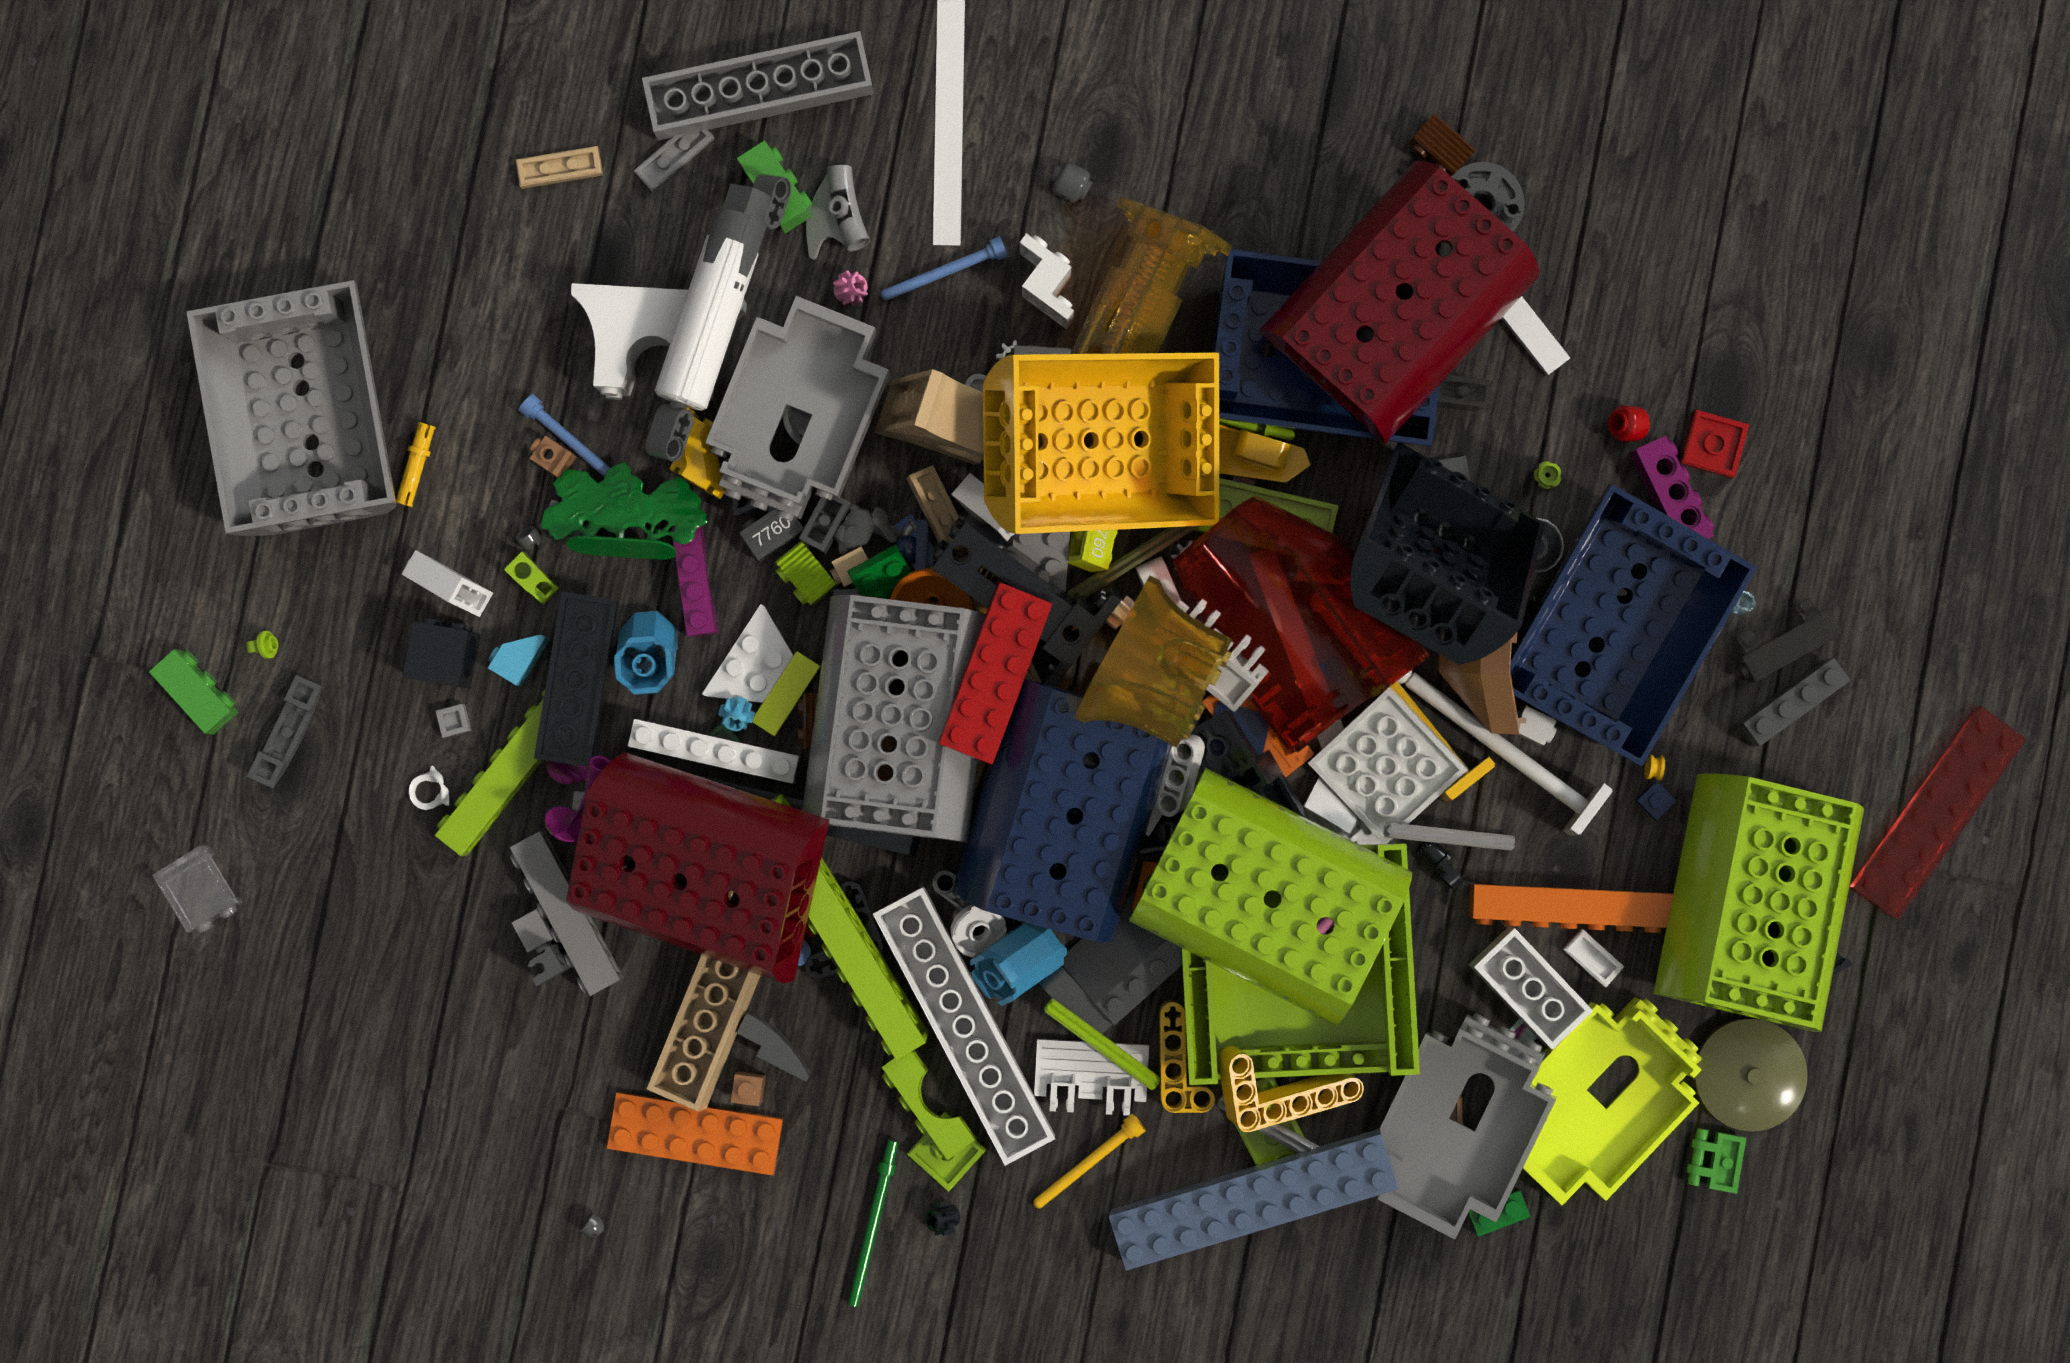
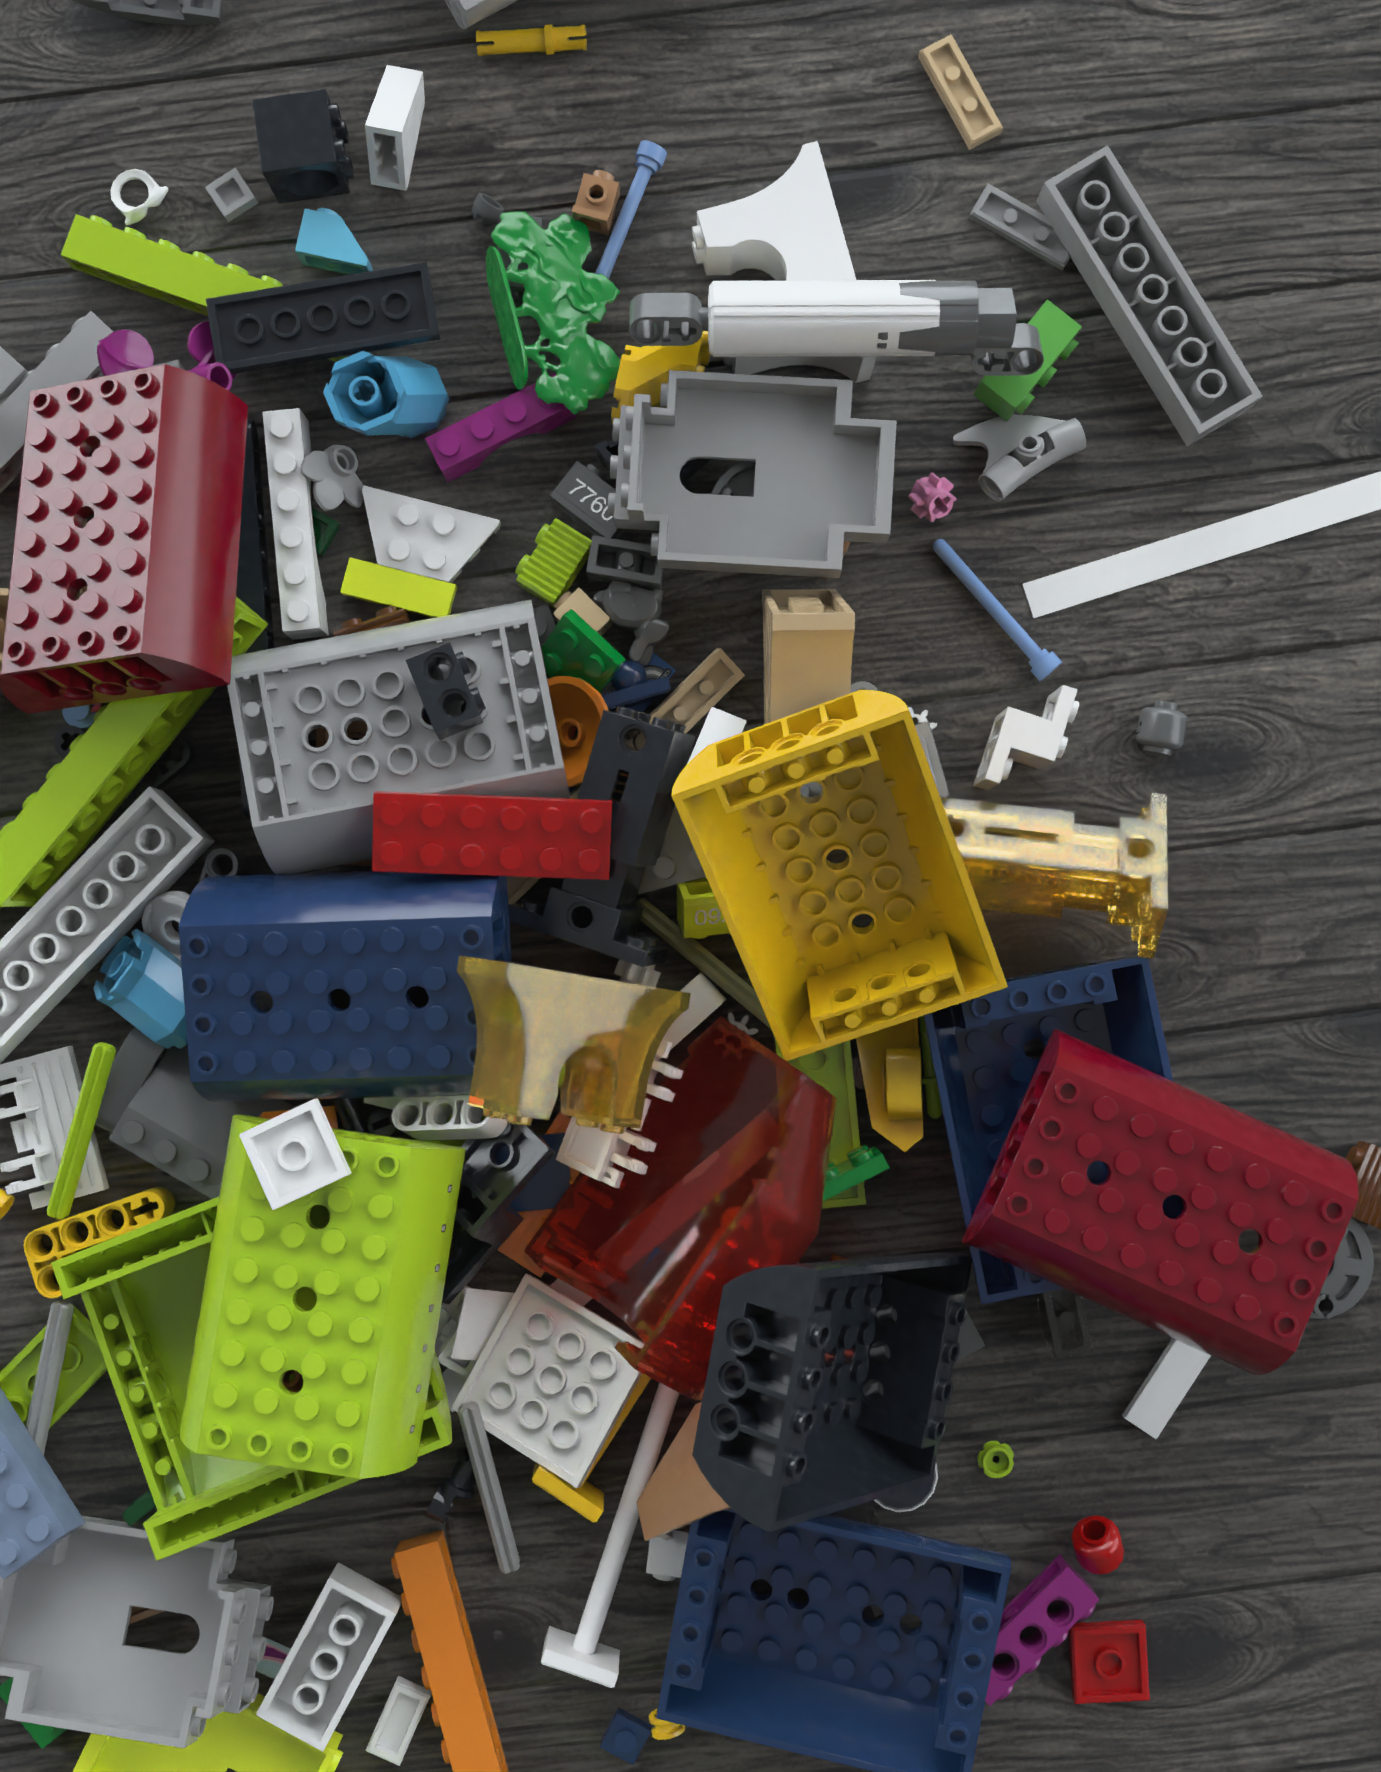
camera: 75 degrees right, 0 degrees up
(531, 578) = (438, 227): lime leg -> none
(689, 712) = (333, 477): none -> light grey plate
(736, 713) = (351, 535): medium azure gear -> none
(884, 678) = (439, 693): none -> black brick
(1172, 870) = (295, 1154): none -> white plate
(1280, 1097) = (74, 1384): yellow beam -> none
(1309, 498) = (860, 1166): none -> green plate
(1381, 1086) = (138, 1508): none -> dark green tile

